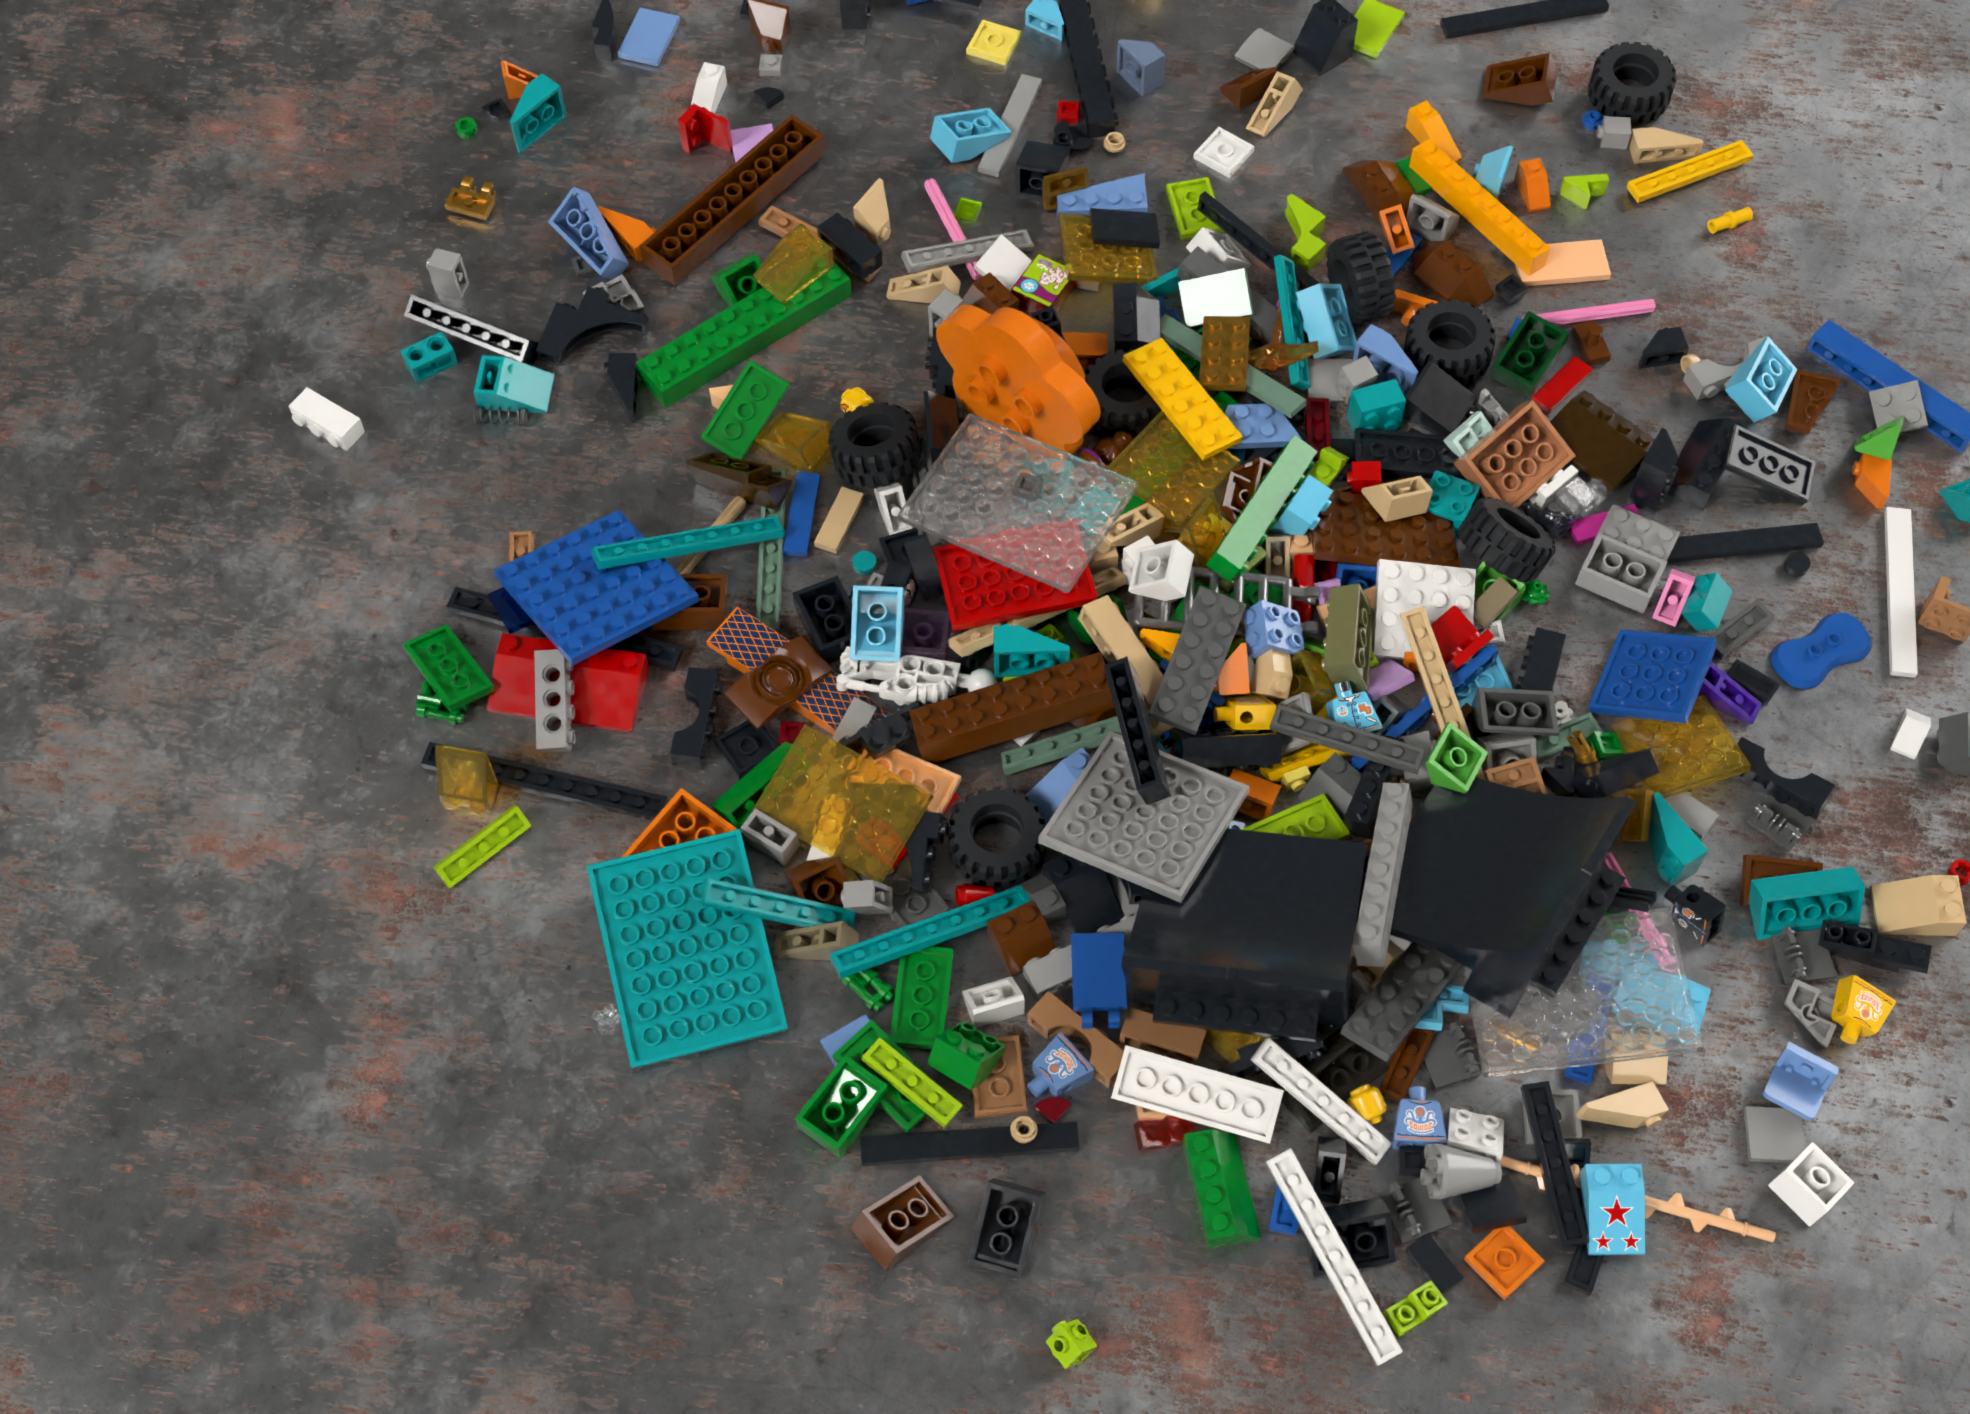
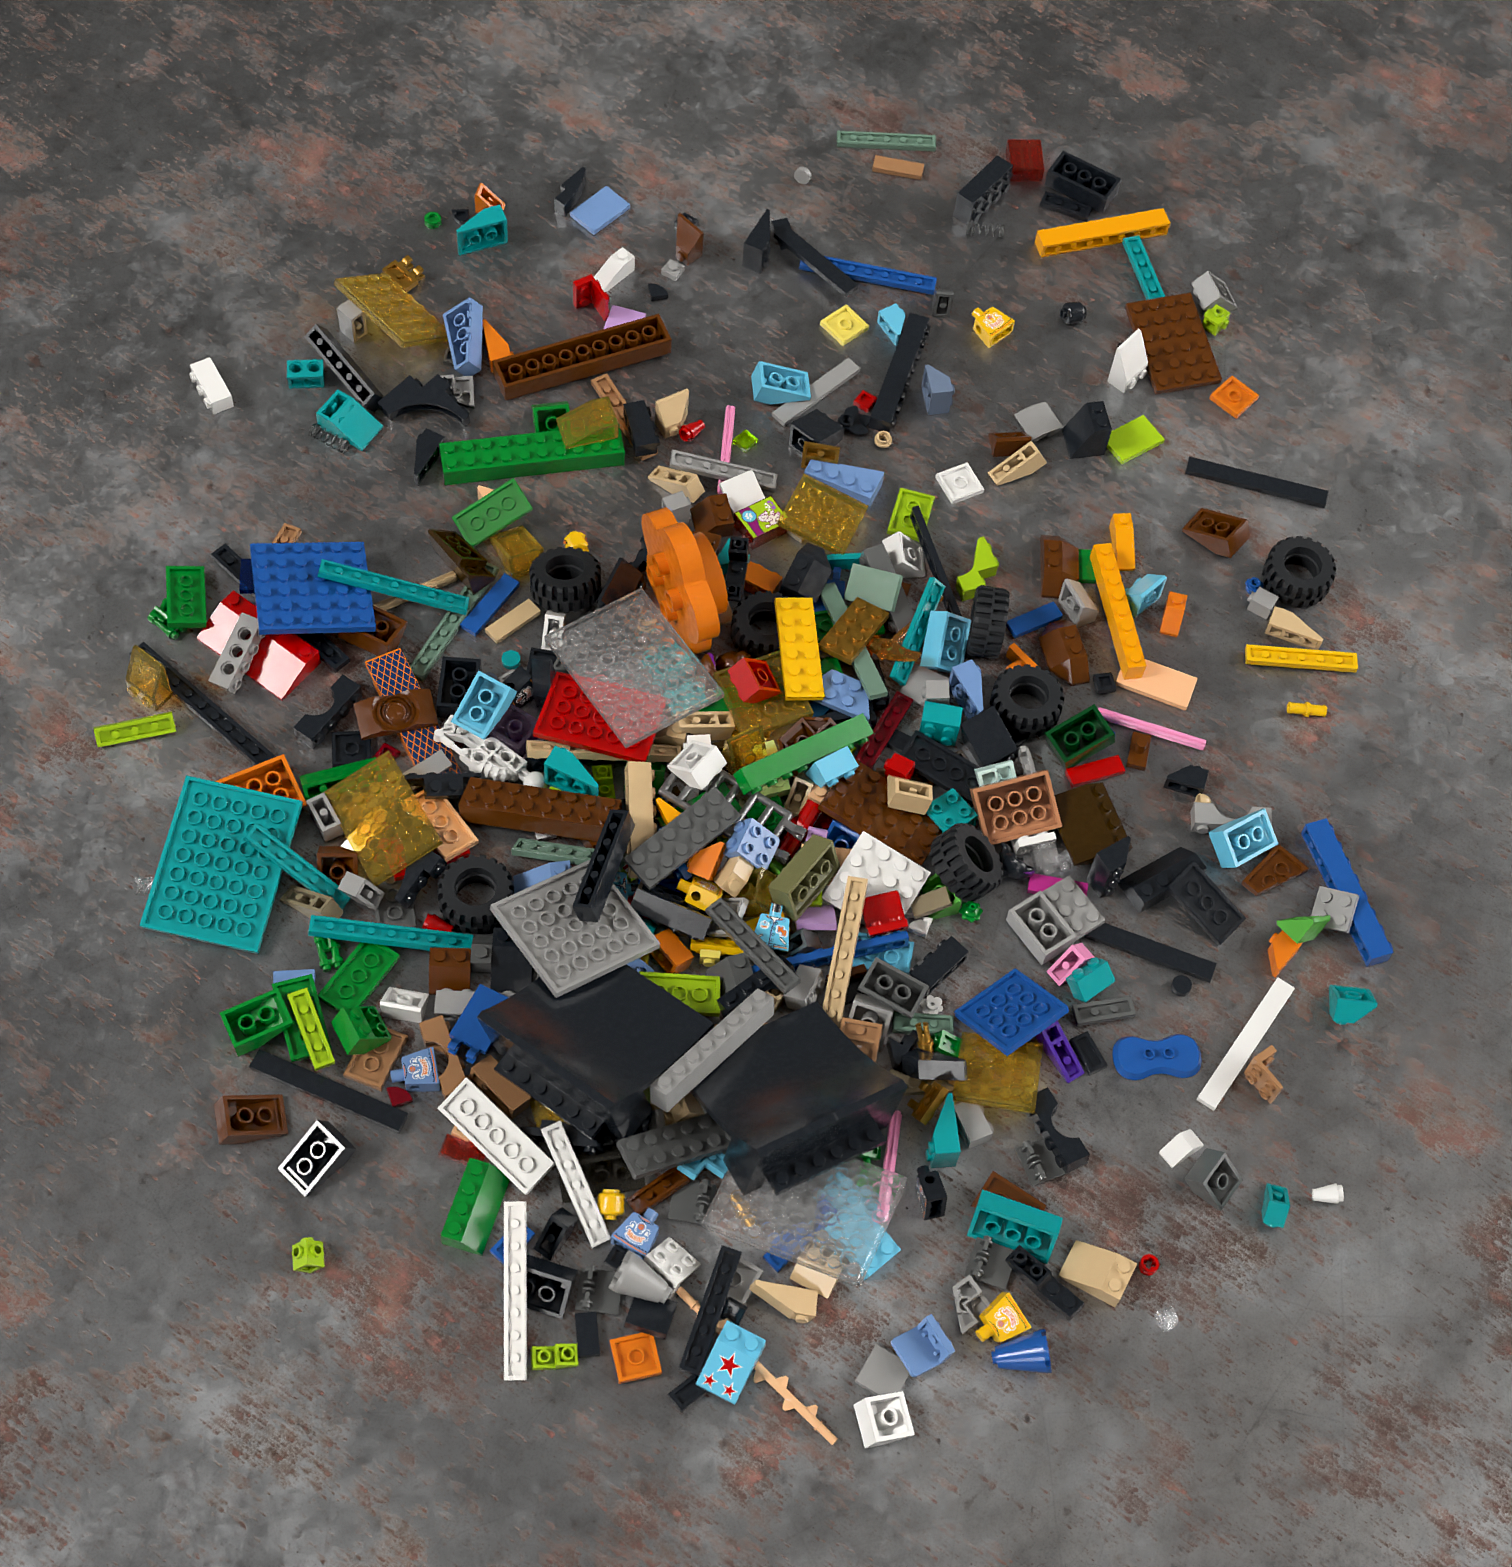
camera: 20 degrees right, 0 degrees up
(489, 240) = (392, 309): none -> clear yellow plate
(902, 226) = (691, 430): none -> red cone
(1023, 1121) = (367, 1094): tan plate -> none
(1027, 487) = (644, 659): dark grey tile -> none
(1124, 228) = (844, 506): black tile -> none
(1157, 455) = (753, 680): none -> red slope
(1328, 465) = (877, 749): lime slope -> none
(1396, 229) = (1044, 598): orange slope -> none
(1454, 760) = (820, 997): bright green slope -> none
(1580, 188) = (1207, 631): lime slope -> none
(1634, 899) = (886, 1158): black tile -> none
(1908, 1031) = (1024, 1353): none -> blue cone

